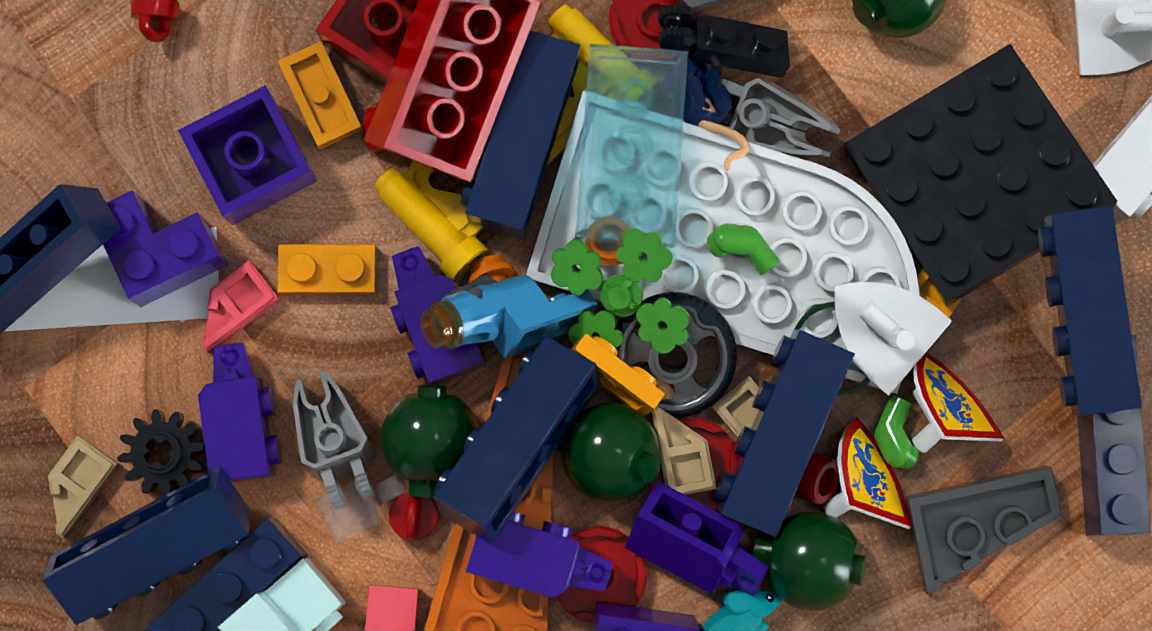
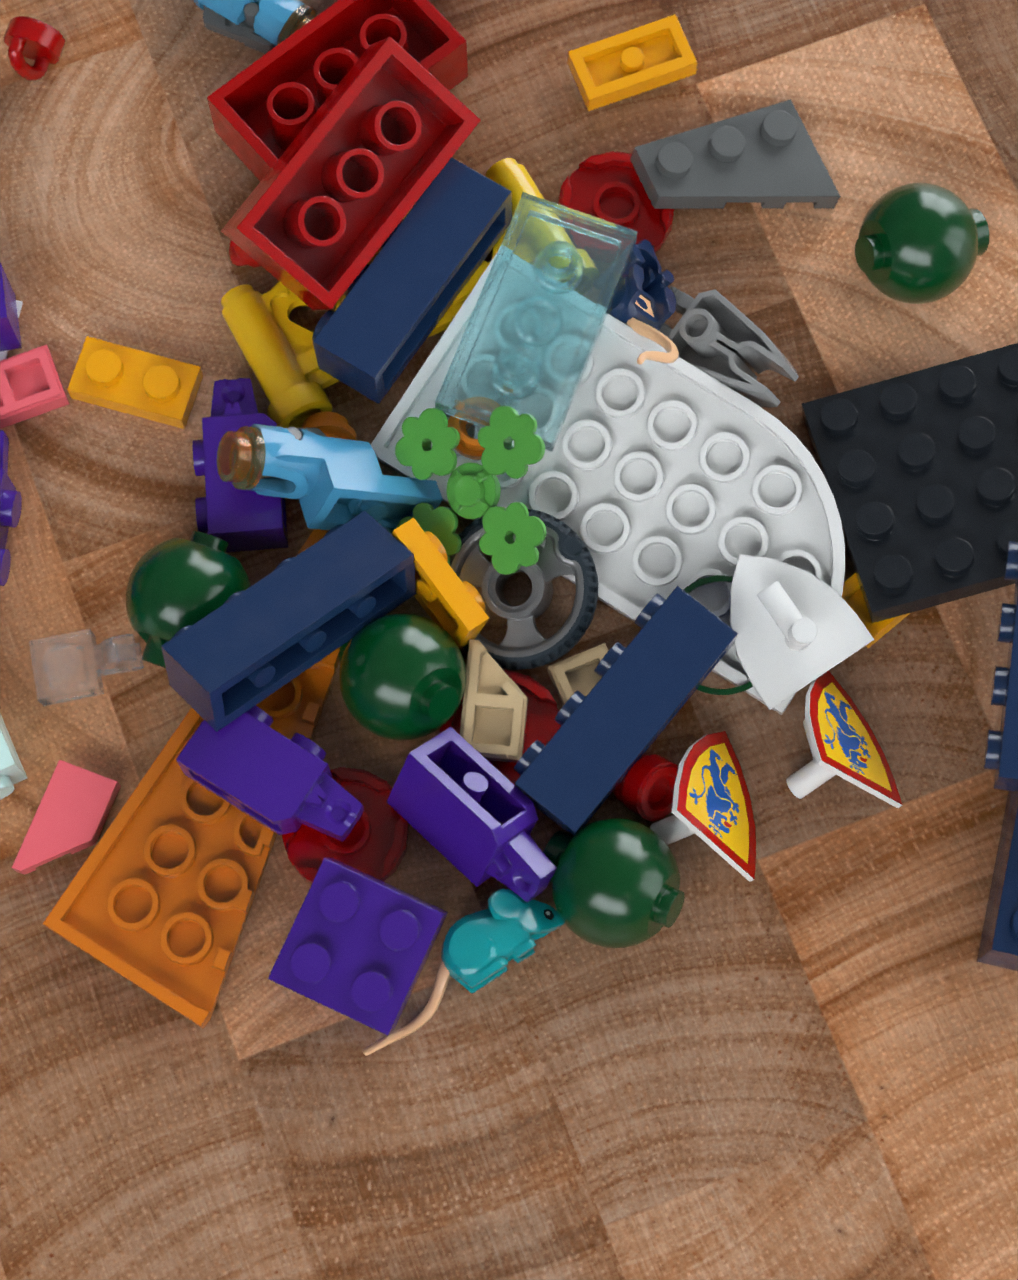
camera: 20 degrees right, 10 degrees down
(247, 155) = (83, 222): dark purple brick -> none
(320, 95) = (192, 184): light orange plate -> none
(332, 440) = (71, 572): light grey hinge -> none
(413, 517) = (141, 695): red tile -> none
(724, 41) = (690, 246): black hinge -> none
(742, 241) = (640, 469): bright green arm -> none
(891, 436) = (761, 765): bright green arm -> none
(972, 520) = (841, 896): dark grey wing -> none

